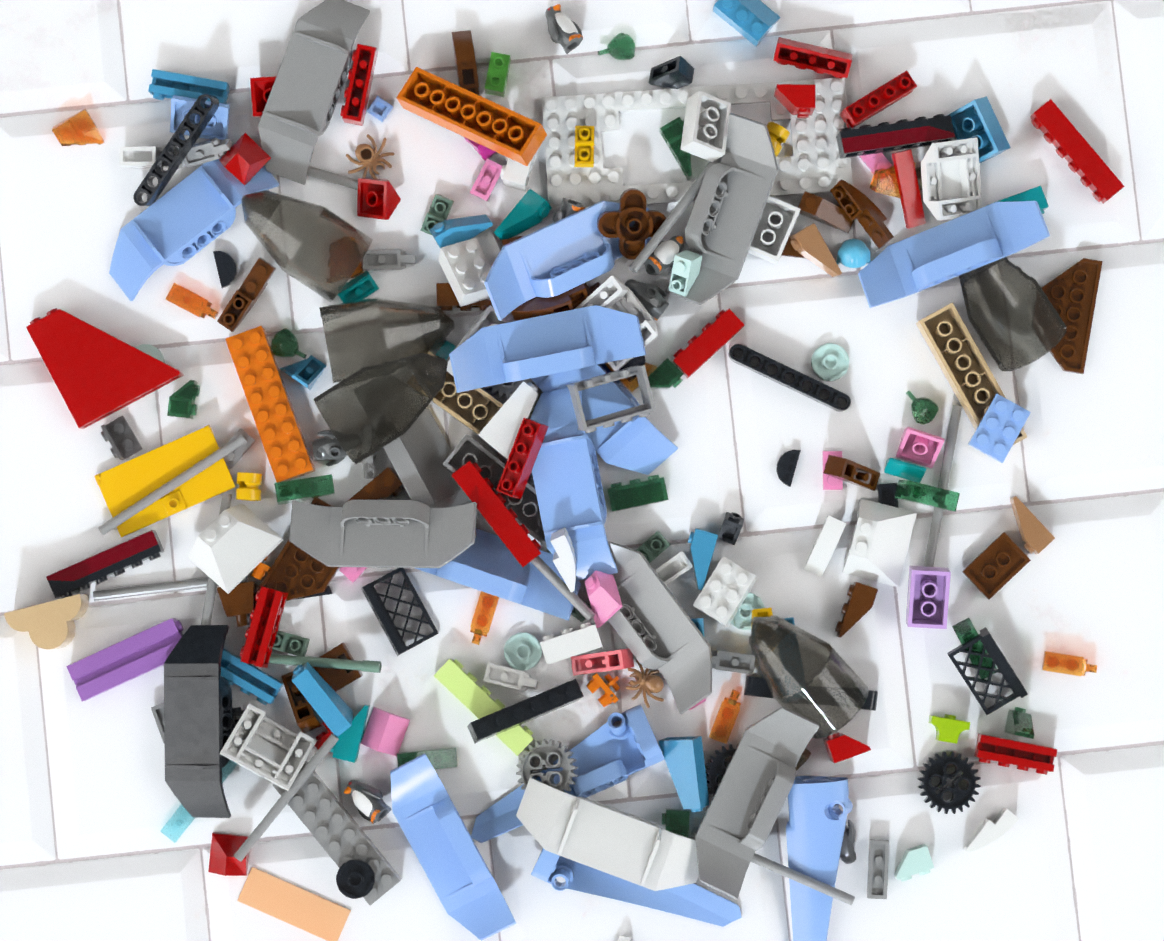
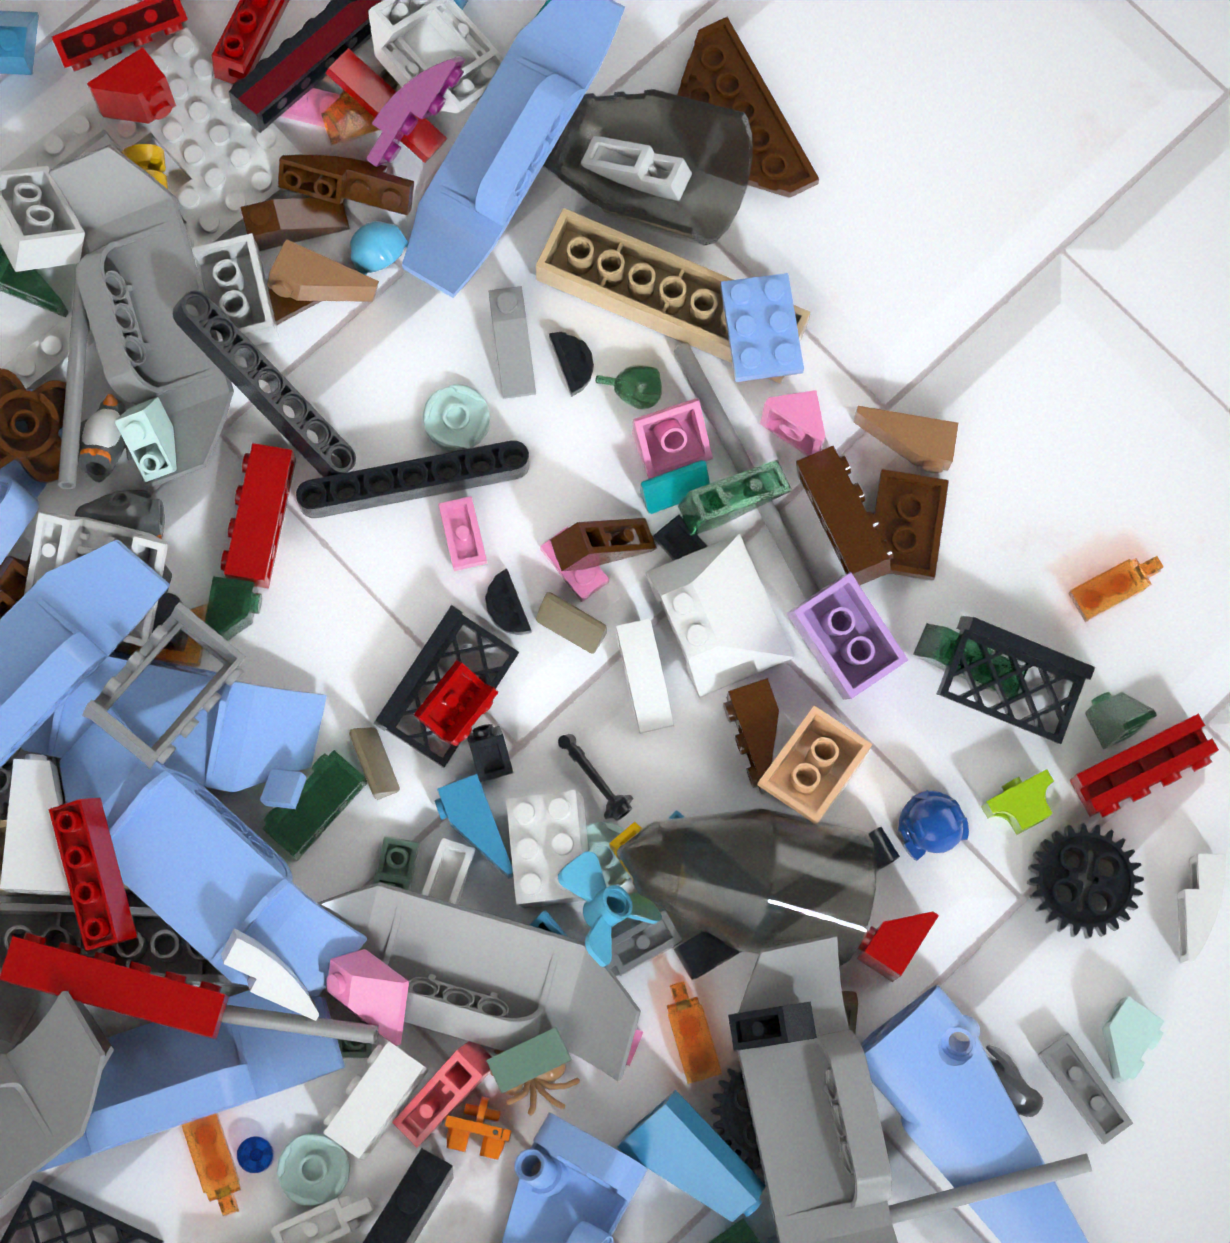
camera: 40 degrees left, 10 degrees down
(503, 626) = (255, 1154): none -> clear blue tile
(629, 478) = (283, 788): none -> light blue tile
(648, 676) = (529, 1060): none -> sand green slope
(677, 494) = (374, 762): none -> dark tan slope
(727, 468) = (422, 668): none -> black fence
(729, 635) = (603, 904): none -> medium azure piece
(732, 497) = (456, 704): none -> red bracket
(748, 280) = (248, 378): none -> black beam
(762, 742) = (772, 1026): none -> black slope
(769, 594) = (617, 805): none -> black piece
(792, 419) = (462, 533): none -> bright pink plate
(810, 497) = (571, 623): none -> dark tan slope
(868, 644) = (815, 765): none -> light nougat slope
(881, 346) = (512, 342): none -> light grey slope
(901, 707) = (932, 824): none -> blue helmet
(904, 374) = (574, 360): none -> black tile
(921, 201) = (417, 98): none -> magenta slope
(969, 541) = (844, 516): none -> reddish brown brick
(982, 482) = (796, 420): none -> bright pink slope
(1002, 305) = (637, 167): none -> white slope

